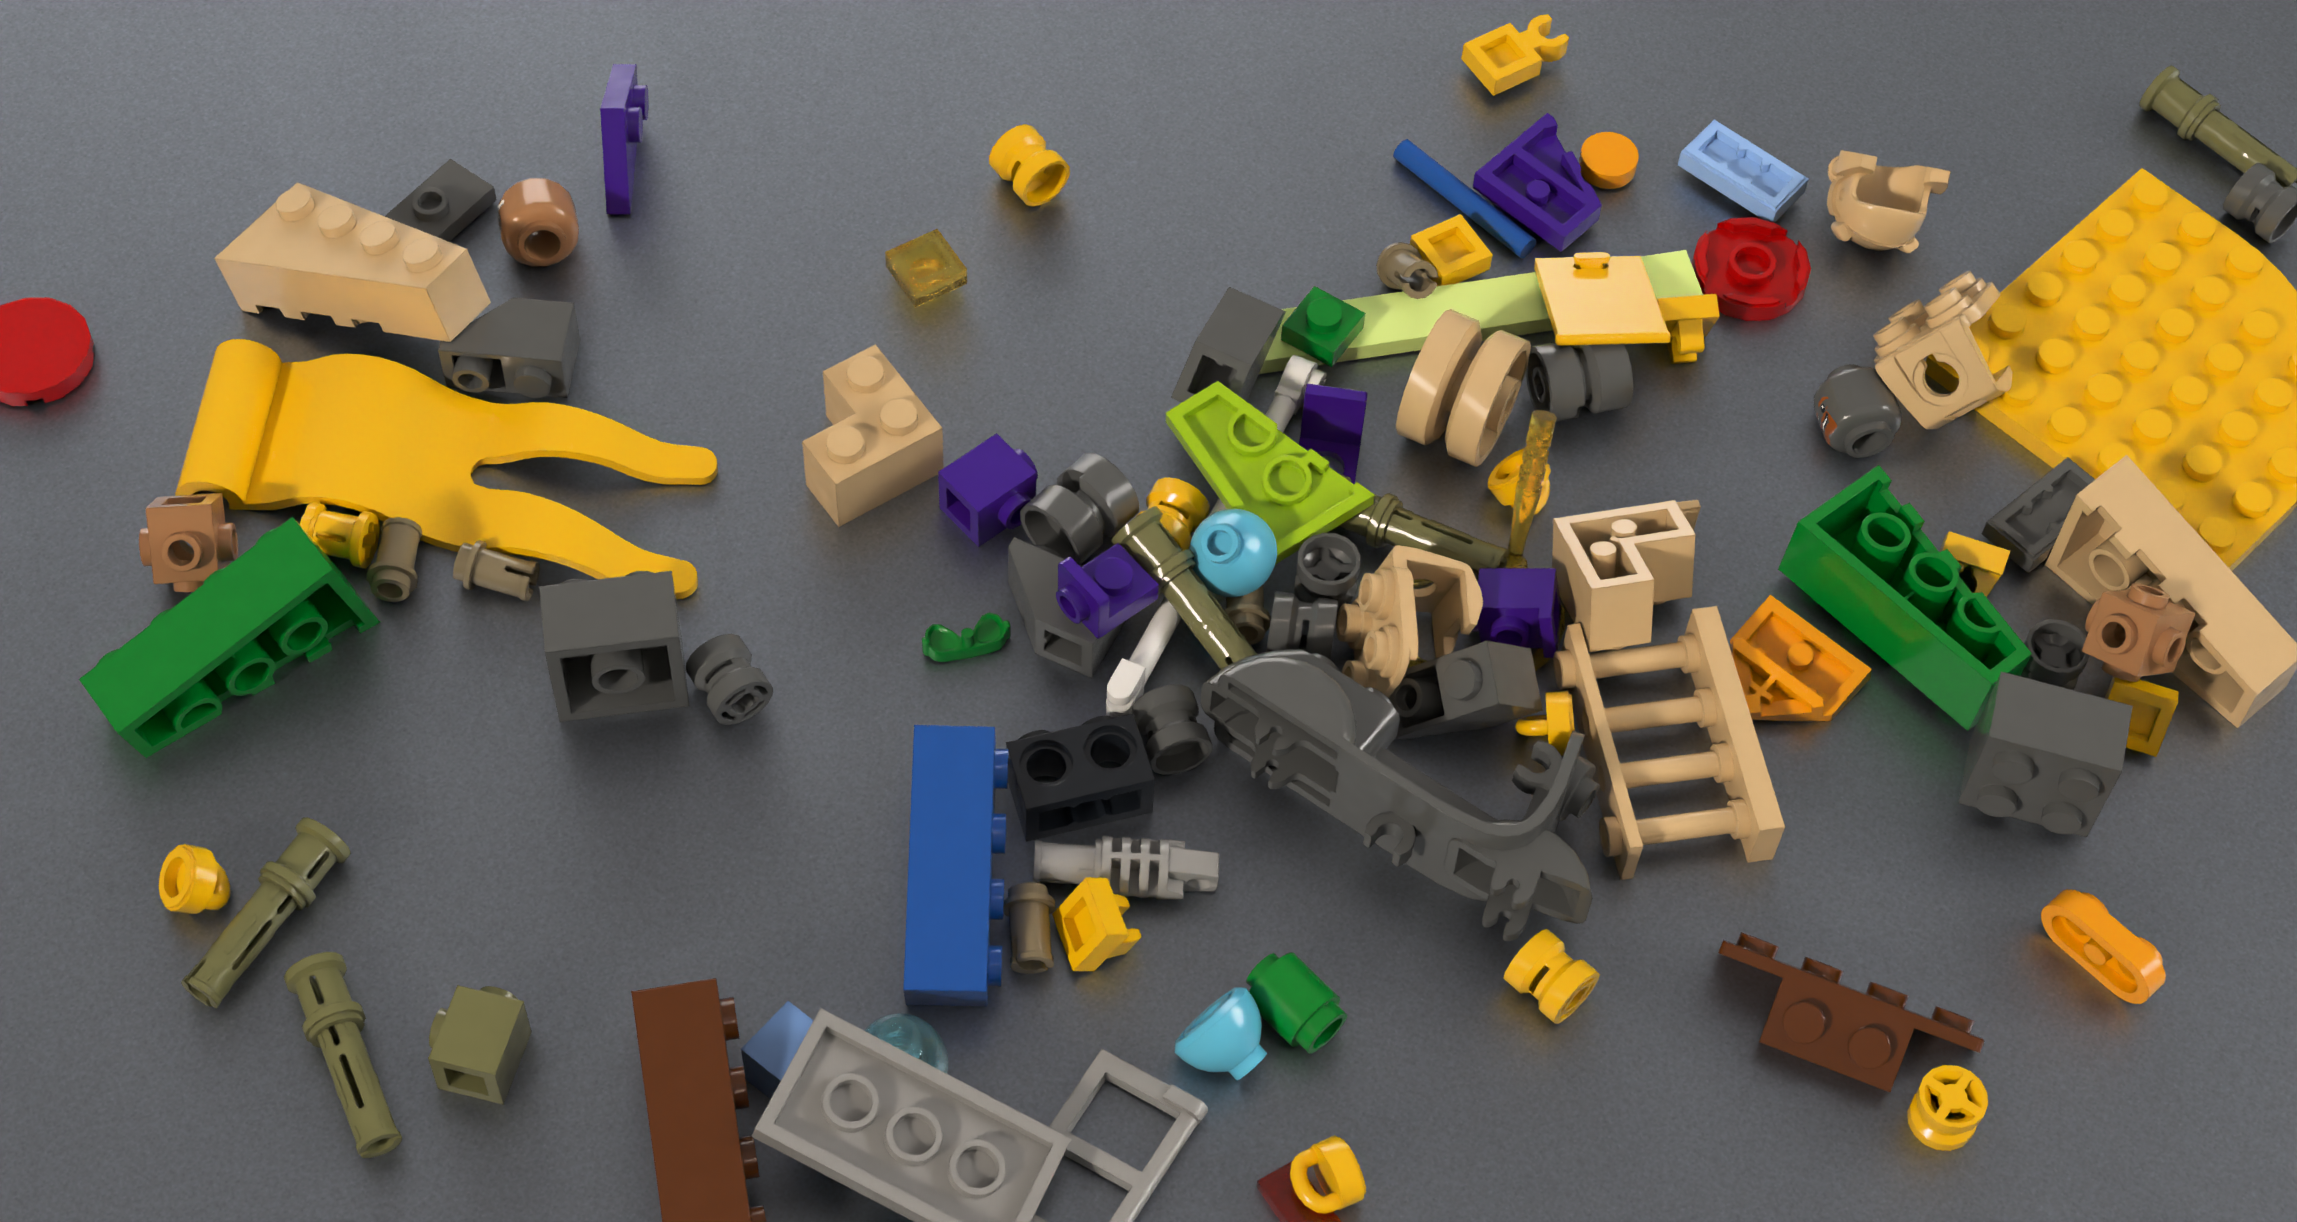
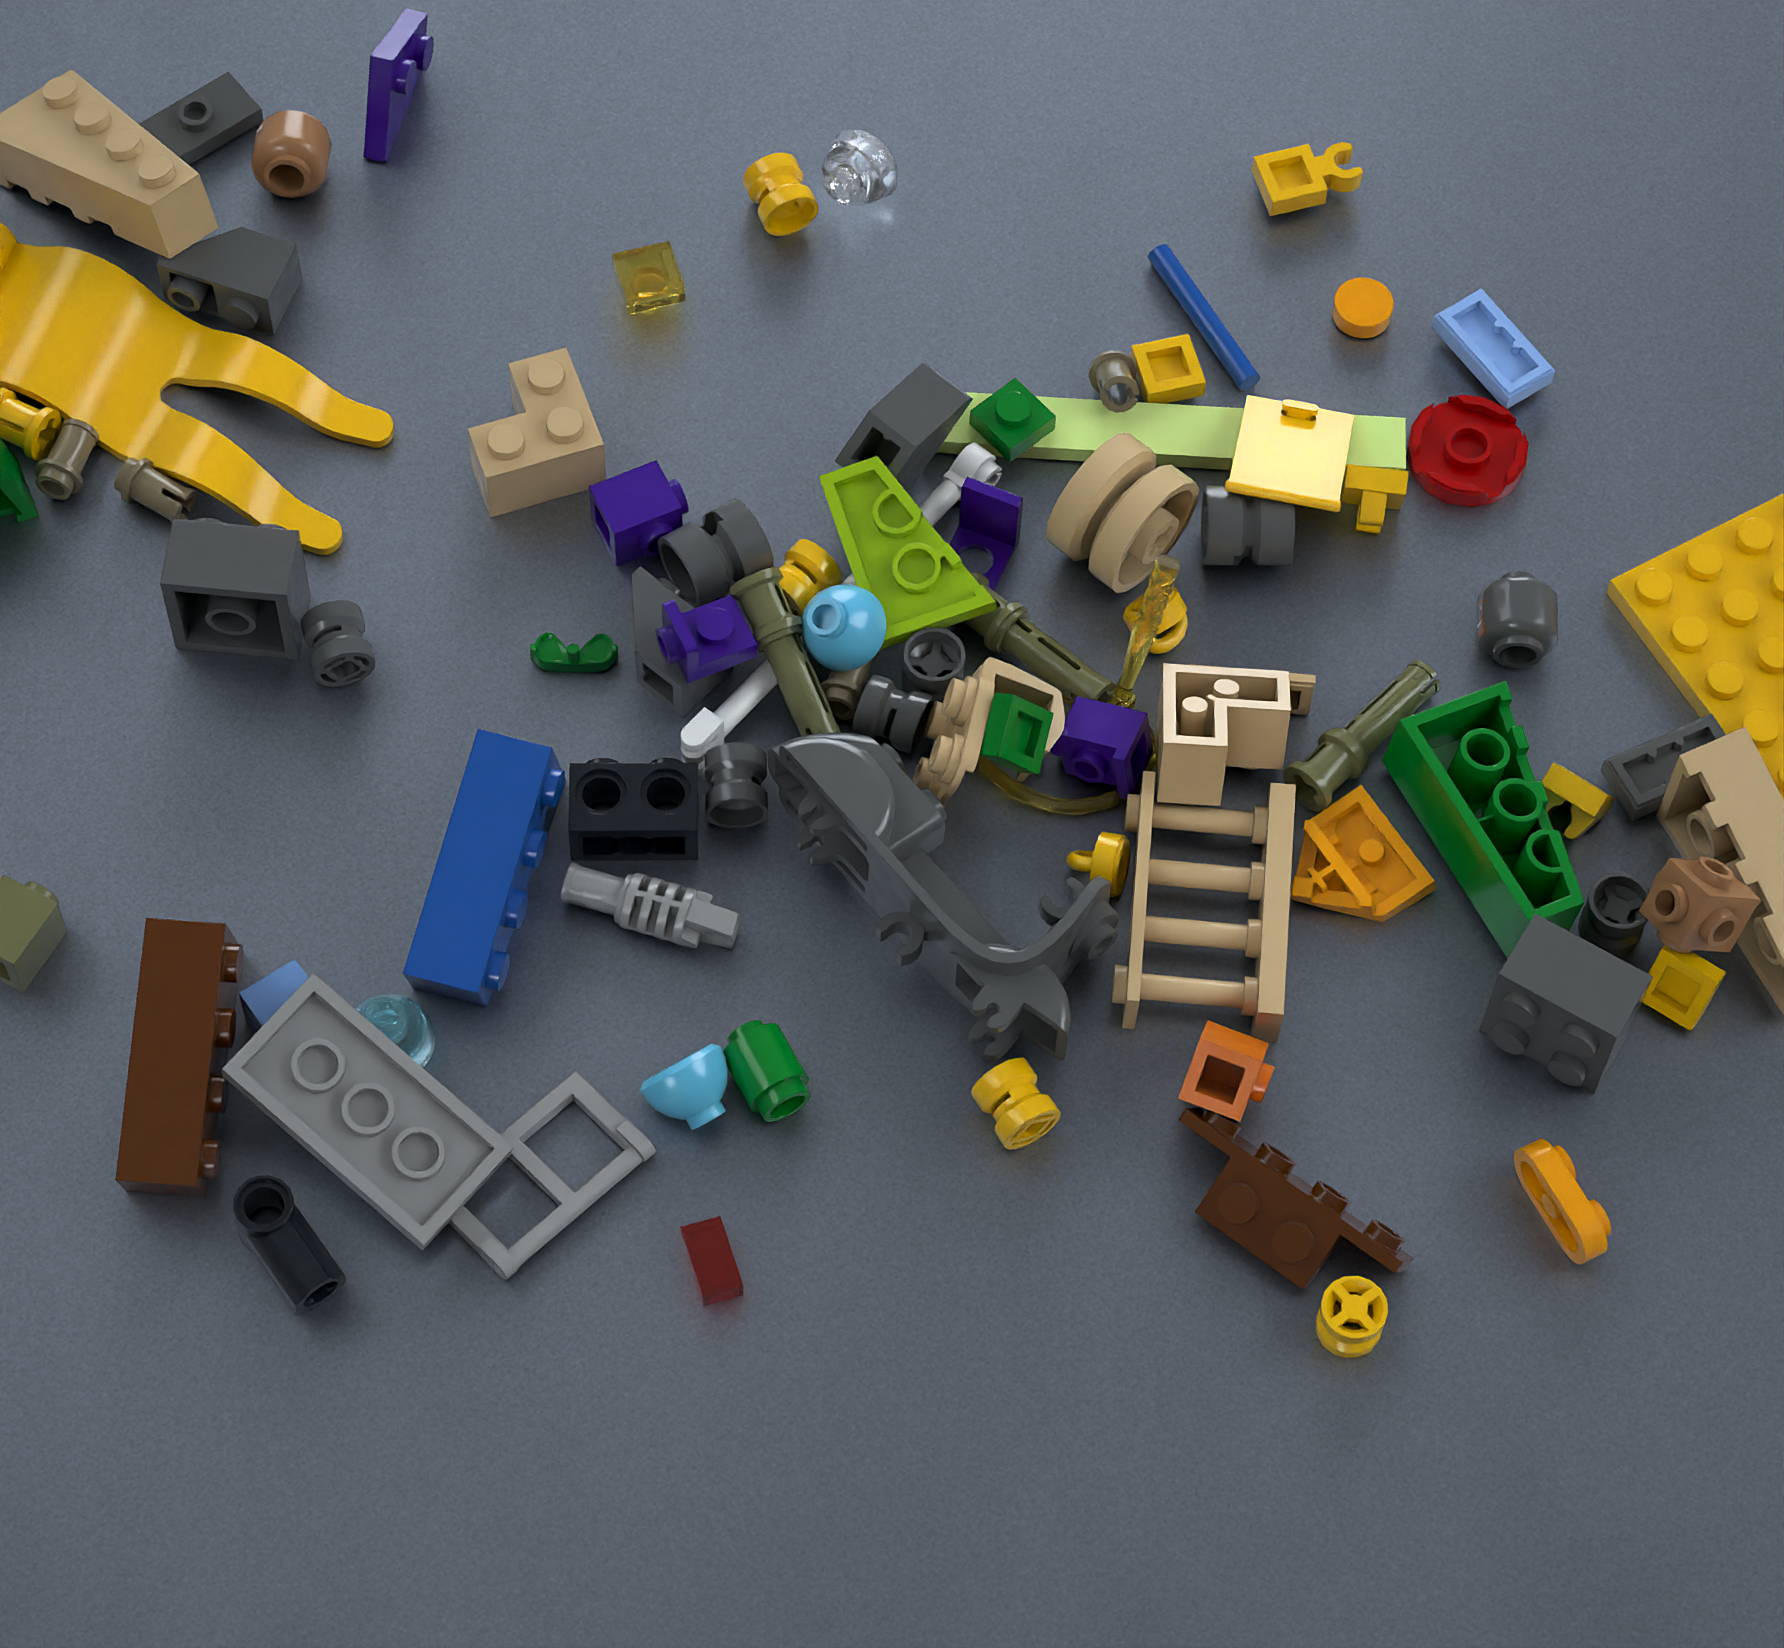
camera: 15 degrees right, 5 degrees up
(1030, 936) = (544, 942): dark tan pin -> none
(1093, 925) = (601, 954): yellow tile -> none
(1097, 126) = (858, 169): none -> clear cone
(1336, 1172) = (752, 1238): yellow tile -> none
(1444, 612) = (1016, 733): none -> green plate
(1467, 691) = (1025, 812): dark grey slope -> none
(1541, 185) = (1282, 319): dark purple wing -> none
(1744, 566) = (1345, 750): none -> olive pin
(1747, 895) = (1226, 1071): none -> orange brick
(1880, 204) = (1617, 411): tan helmet -> none
(1943, 331) = (1608, 558): tan piece -> none

